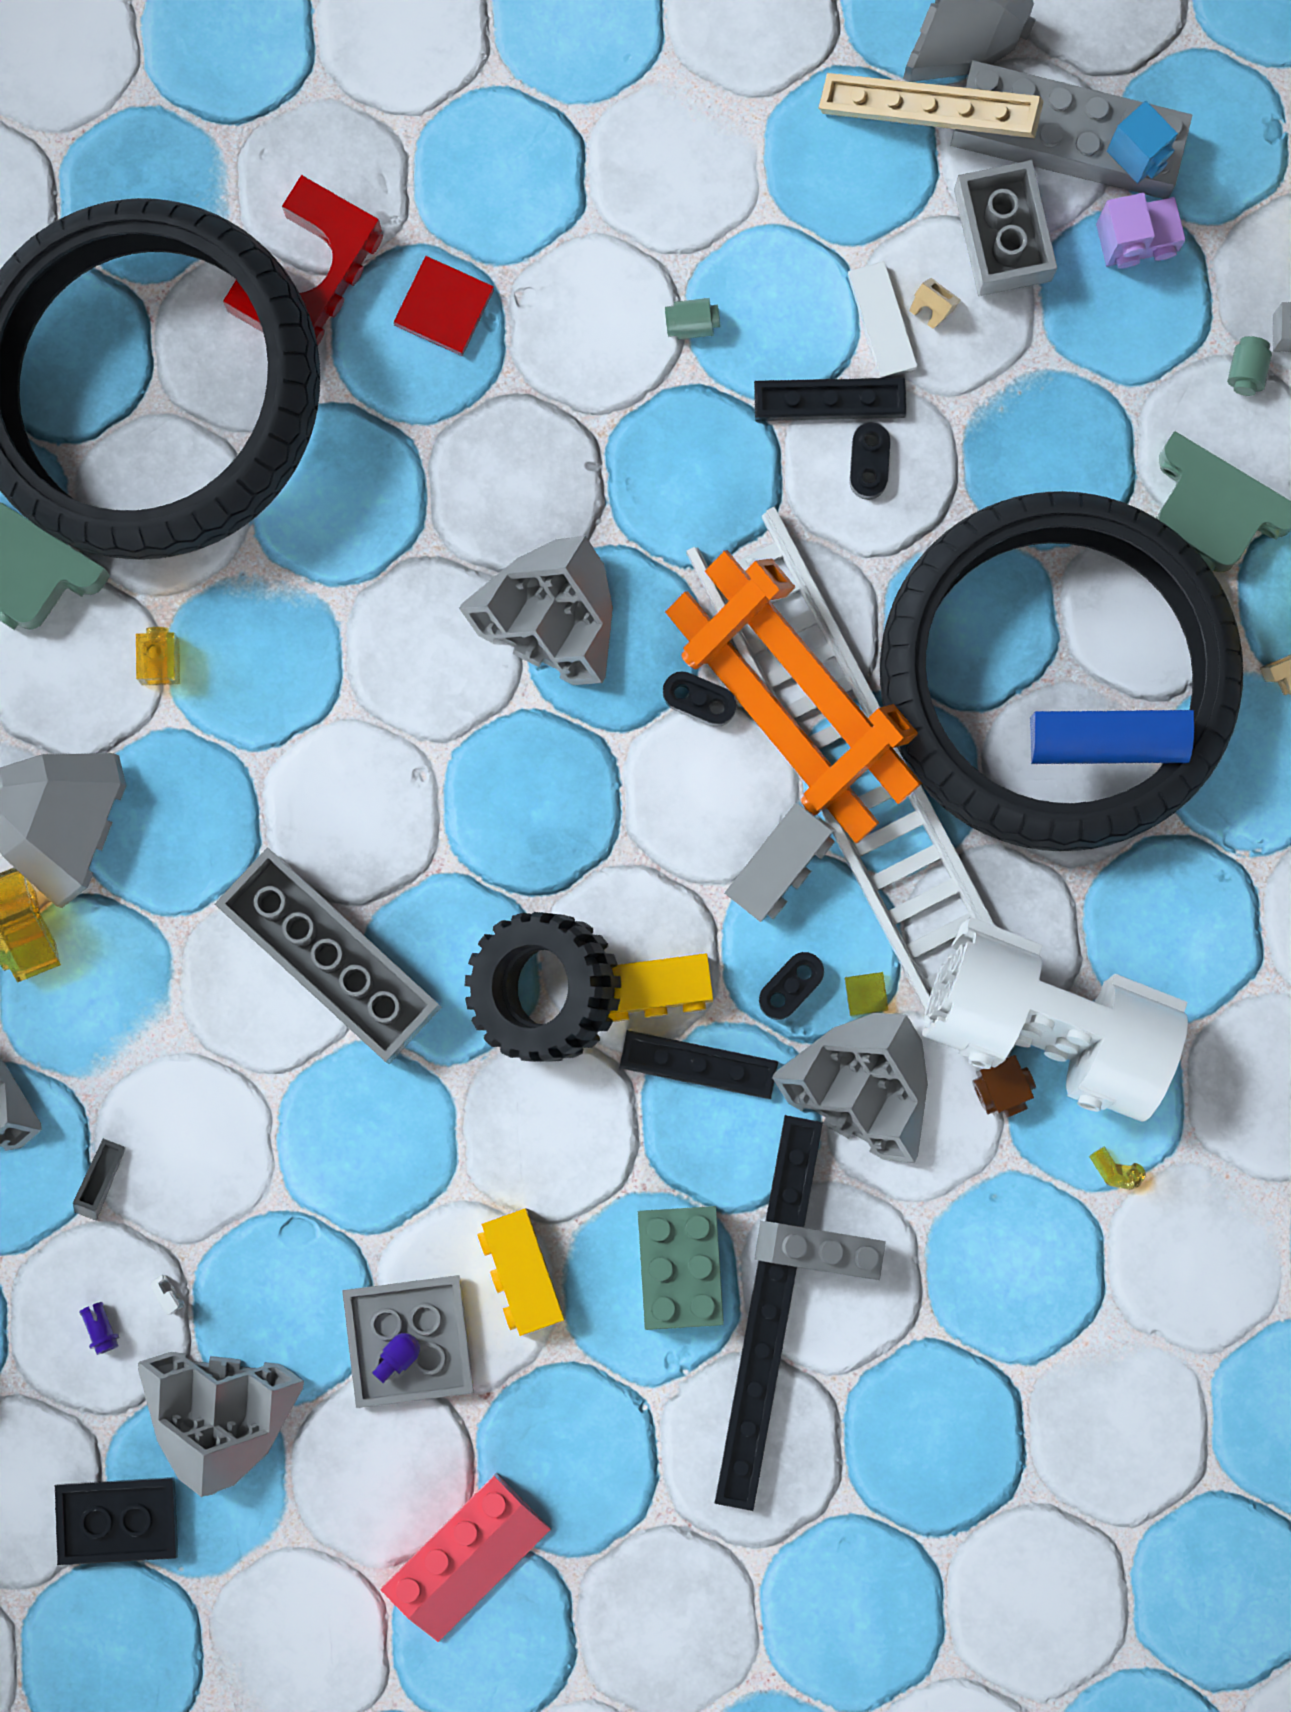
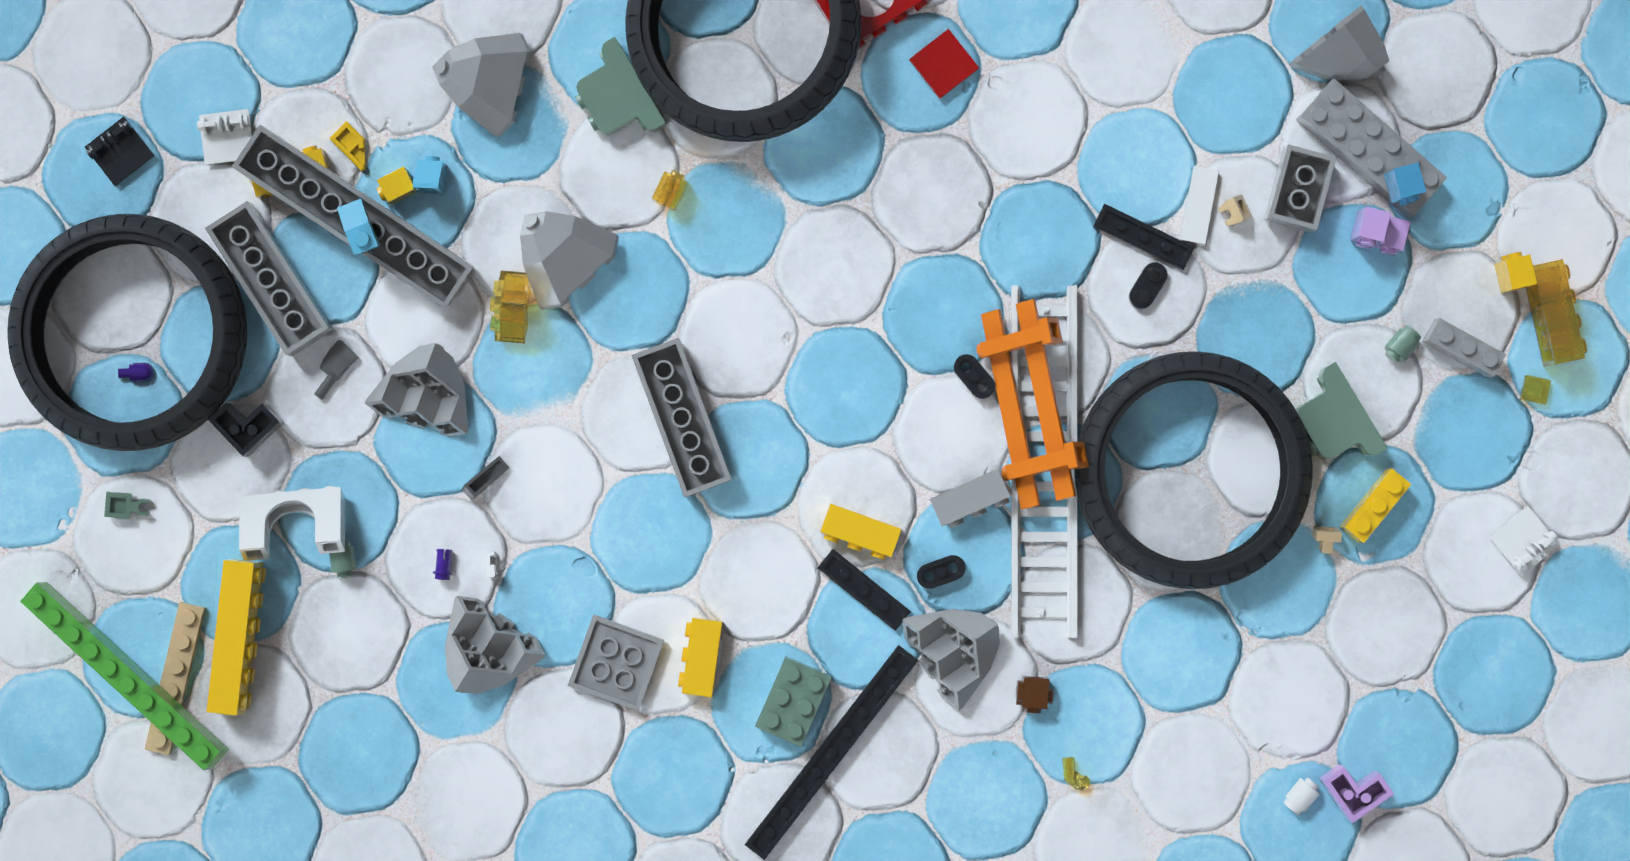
camera: 30 degrees right, 5 degrees up
(116, 1521) = (399, 679): black plate -> none
(397, 1356) = (606, 668): dark purple cylinder -> none
(465, 1558) = (587, 802): coral slope -> none
(496, 987) = (767, 491): black tyre -> none
(550, 609) = (914, 279): light grey brick -> none
(692, 318) = (1086, 147): sand green brick -> none
(820, 1250) = (878, 733): light grey brick -> none
(866, 994) = (982, 598): clear yellow tile -> none
(931, 105) = (1294, 93): tan plate -> none
(1111, 736) = (1199, 527): blue brick -> none
(1117, 1047) = (1110, 705): white cylinder -> none

